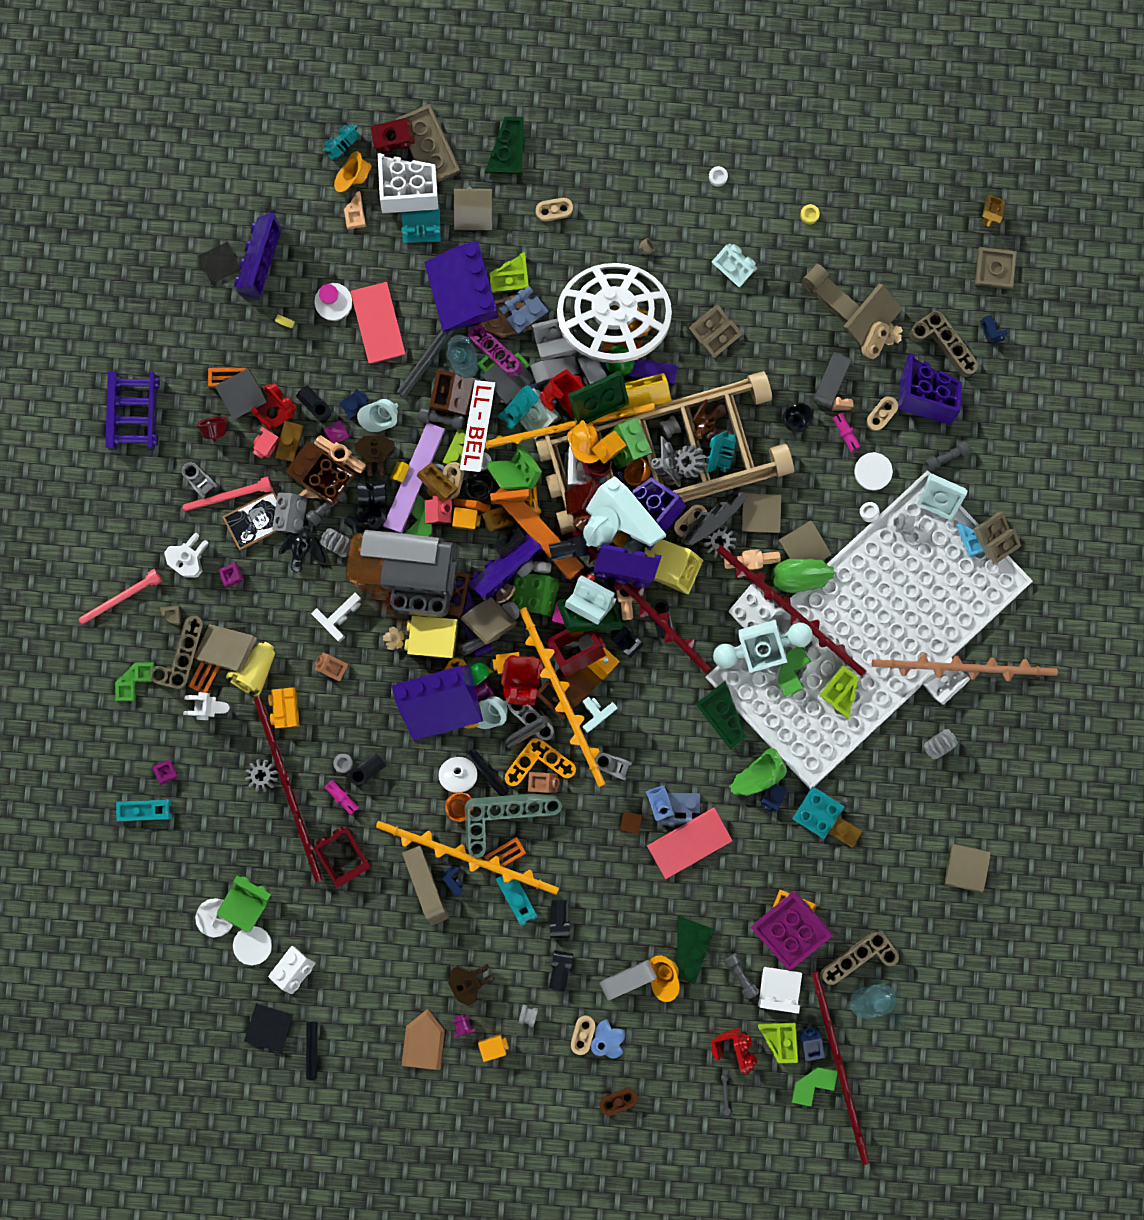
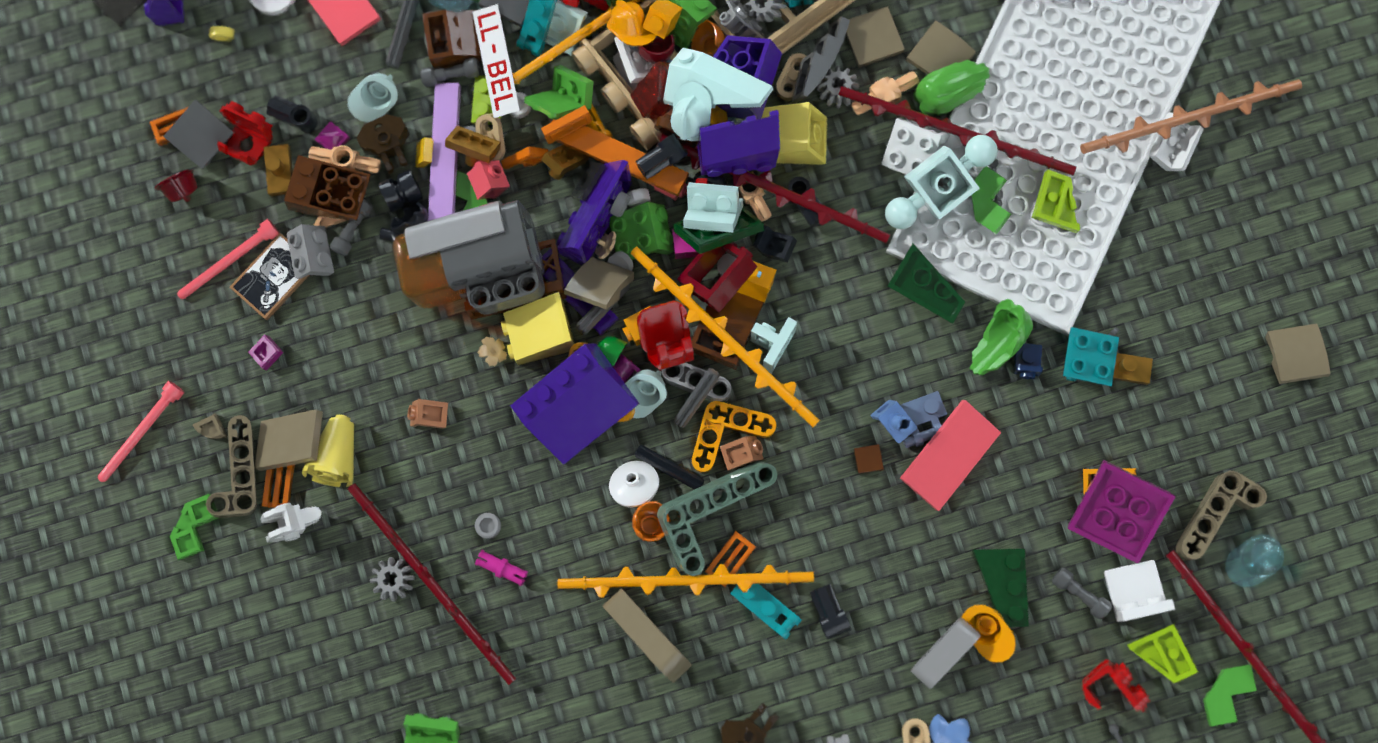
camera: 10 degrees left, 5 degrees down
(114, 419) = (49, 204): dark purple fence -> none
(143, 810) = (260, 681): teal plate -> none
(165, 772) = (270, 623): magenta tile -> none
(190, 558) = (201, 353): white hinge -> none
(200, 481) = (187, 254): light grey piece -> none
(265, 444) = (250, 182): coral brick -> none
(284, 708) = (390, 486): light orange brick -> none
(300, 545) = (337, 285): black animal -> none
(323, 842) = (549, 658): dark red window -> none
(336, 542) = (377, 263): light grey gear -> none
(338, 616) = (415, 350): white bracket -> none
(354, 403) = (338, 95): dark blue bracket -> none
(368, 768) = (521, 519): black piece -> none
(454, 884) = (682, 619): dark blue bracket -> none
(466, 519) = (525, 176): light orange brick -> none
(480, 487) = (527, 131): black hair -> none
(560, 968) = (855, 667): black piece -> none
(614, 765) = (820, 397): light grey piece -> none
(812, 1044) = (1204, 643): dark blue bracket -> none
(940, 744) = (1202, 217): light grey gear -> none

